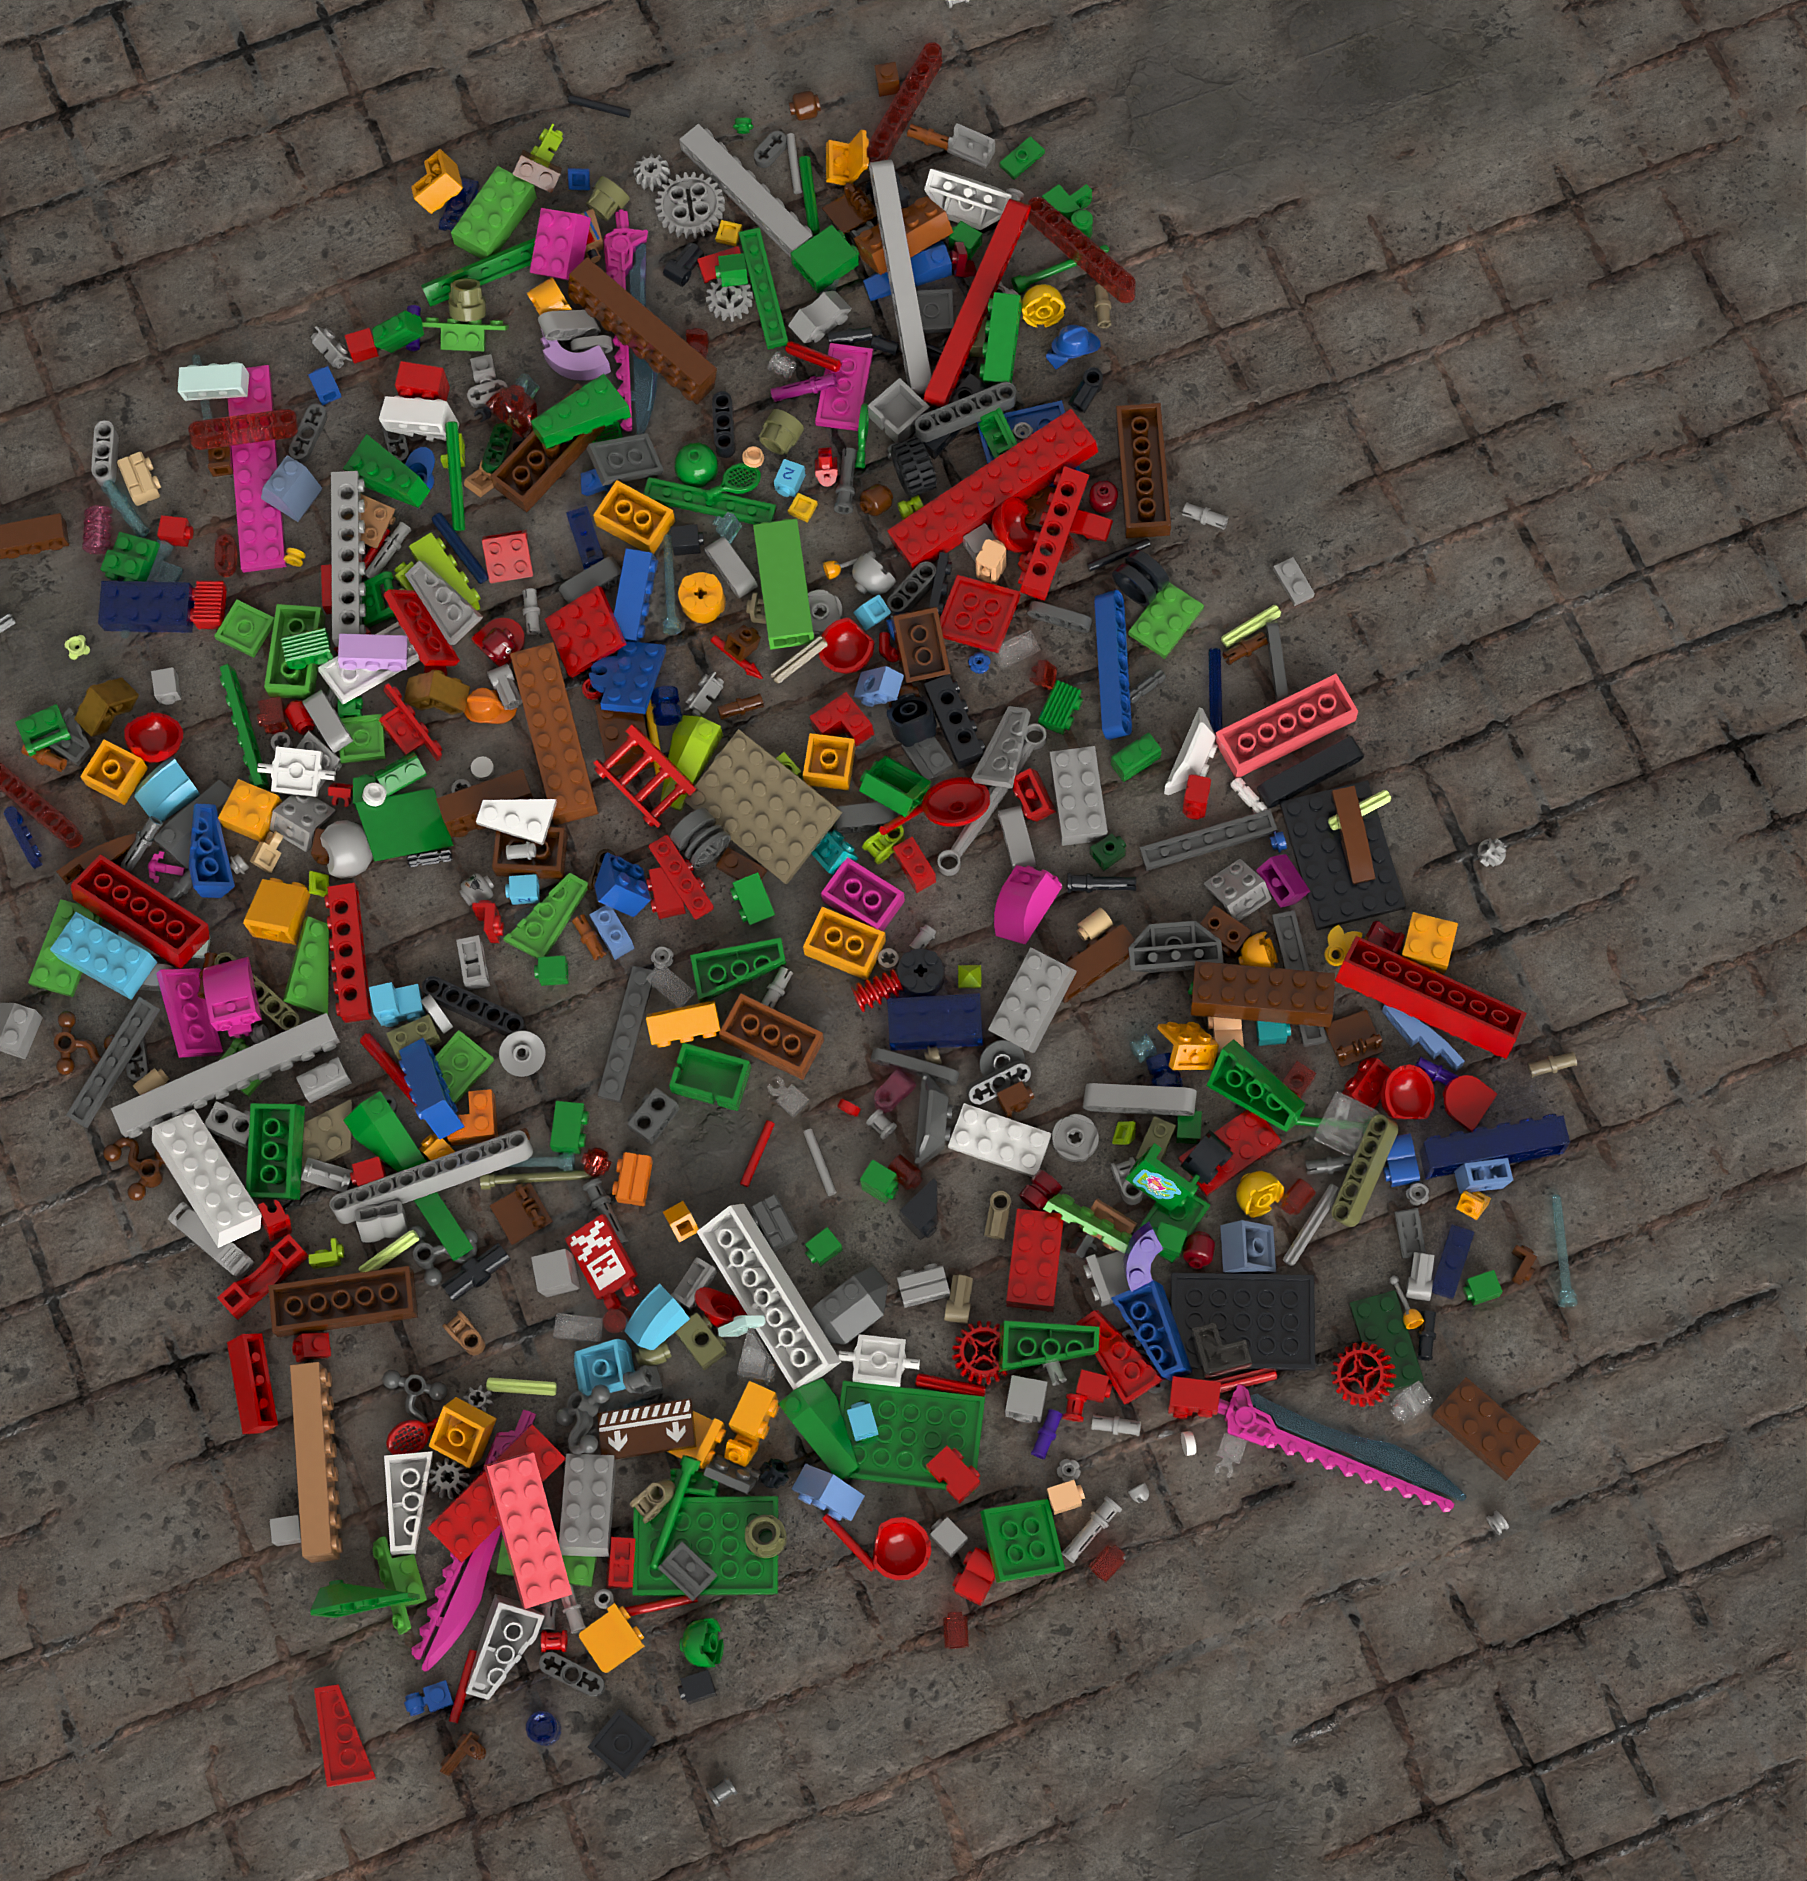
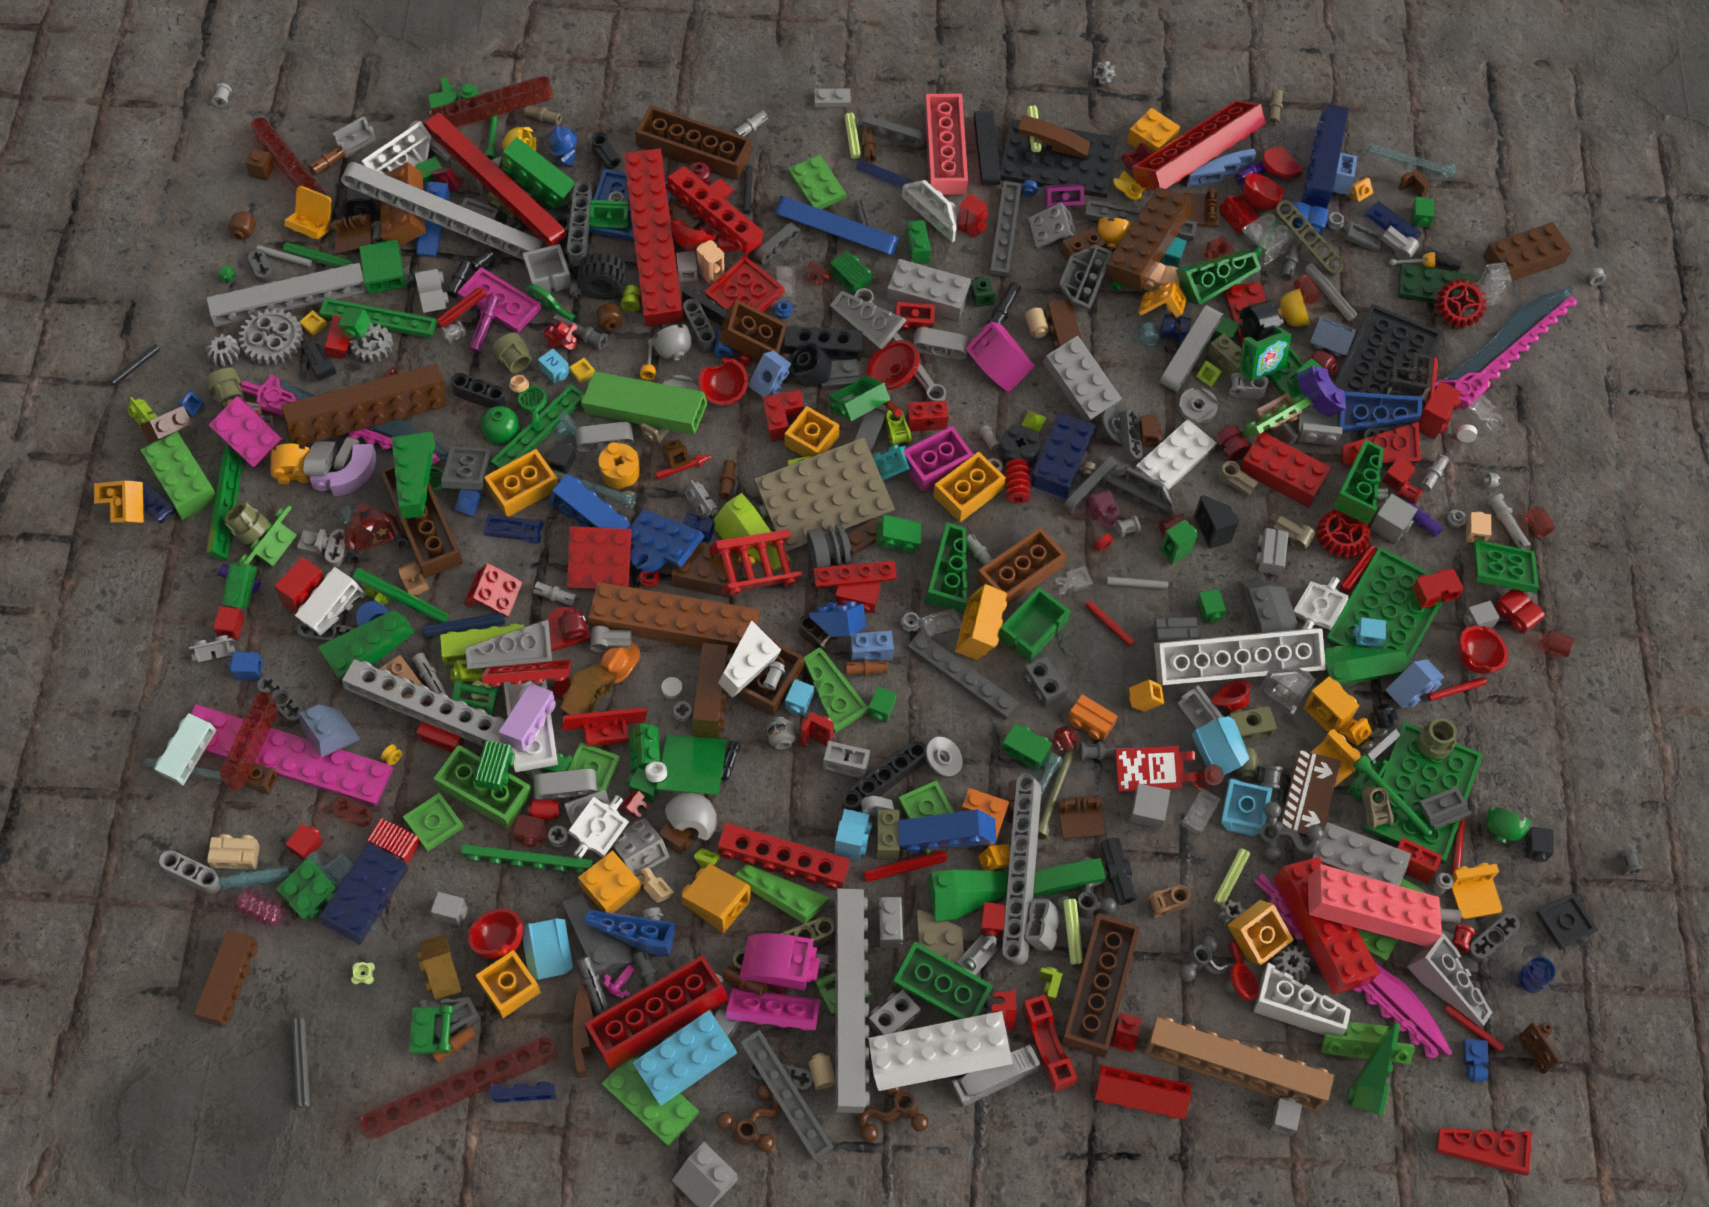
camera: 75 degrees left, 10 degrees down
(494, 440) = (397, 562): dark green beam -> none
(602, 574) = (556, 539): dark grey beam -> none
(740, 1325) = (1257, 682): light aqua plate -> none
(799, 659) = (713, 420): axle -> none
(872, 612) = (703, 355): medium azure brick -> none
(1022, 158) = (386, 113): green plate -> none
(1140, 577) = (780, 176): black wheel -> none
(1248, 795) = (985, 191): white axle -> none

